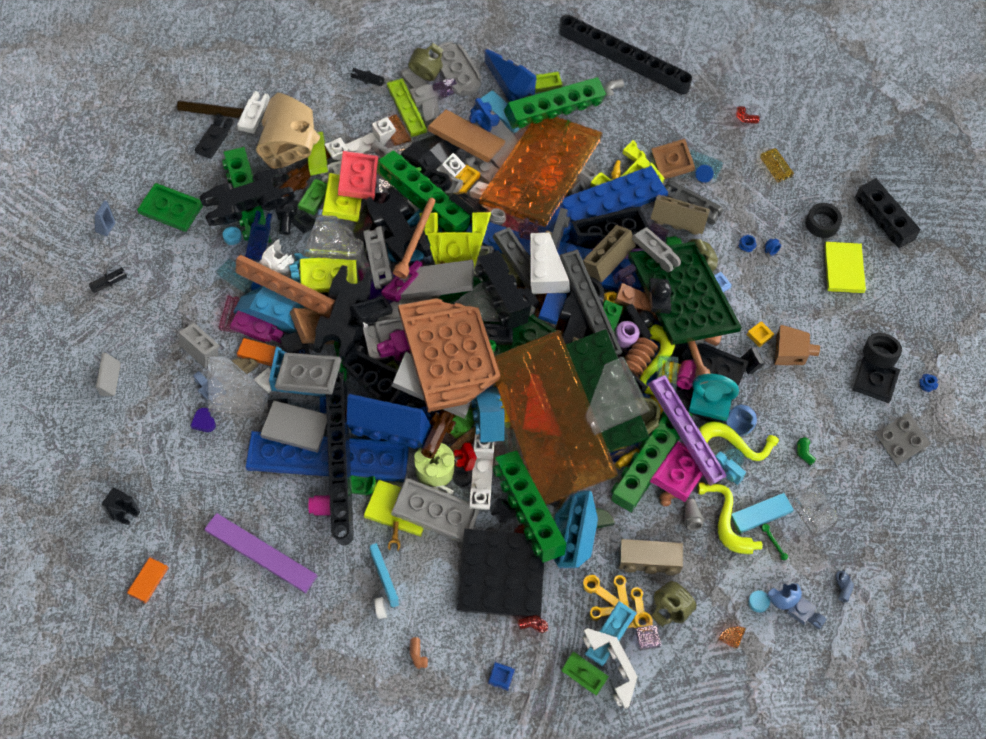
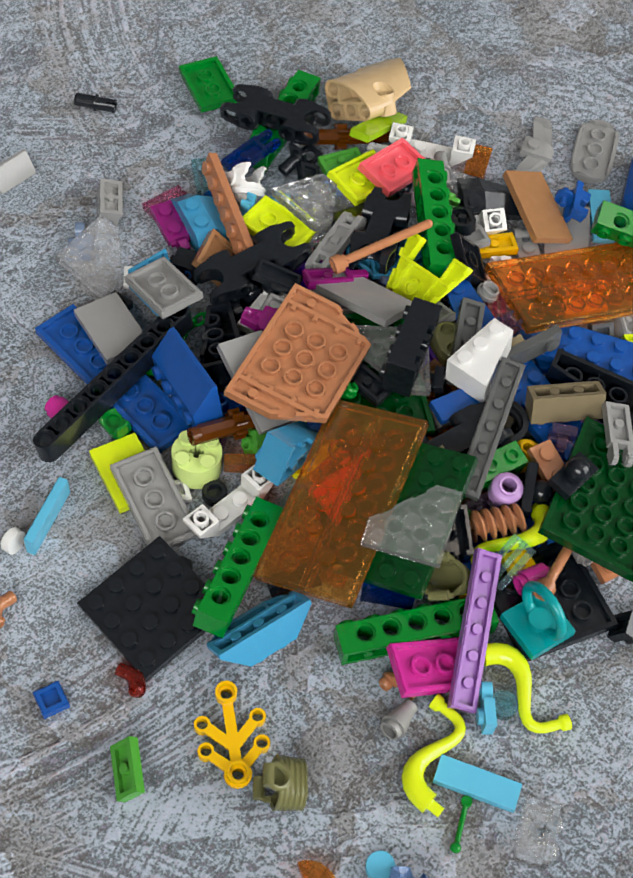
camera: 40 degrees right, 5 degrees down
(104, 219) = (142, 57): sand blue slope -> none
(203, 421) = (46, 267): dark purple tile -> none
(209, 109) = (329, 35): dark brown axle -> none
(213, 137) = (308, 57): black hinge -> none
(232, 235) = (234, 141): medium azure tile -> none
(246, 365) = (130, 250): dark tan tile -> none
(253, 113) = (362, 58): white hinge -> none
(257, 351) = (150, 242): orange tile -> none
(367, 77) = (498, 101): black axle -> none
(395, 536) = (92, 495): pearl gold hand -> none
(406, 107) = (509, 149): lime tile -> none
(424, 65) = (562, 122): olive piece -> none
(445, 87) = (563, 155): clear purple tile -> none
(466, 455) = (231, 474): red tile -> none
(504, 508) = (214, 550): black tile -> none
(596, 640) = (142, 822): white slope -> none
(604, 518) = (304, 644): dark green tile -> none
(614, 626) = (192, 755): medium azure tile -> none
(625, 459) = (384, 608): yellow piece -> none
(648, 637) = (223, 792): clear purple tile -> none
(650, 556) = (311, 720): brick -> none
(742, 419) = (549, 672): medium blue hair -> none
(803, 451) = (589, 761): green arm -> none

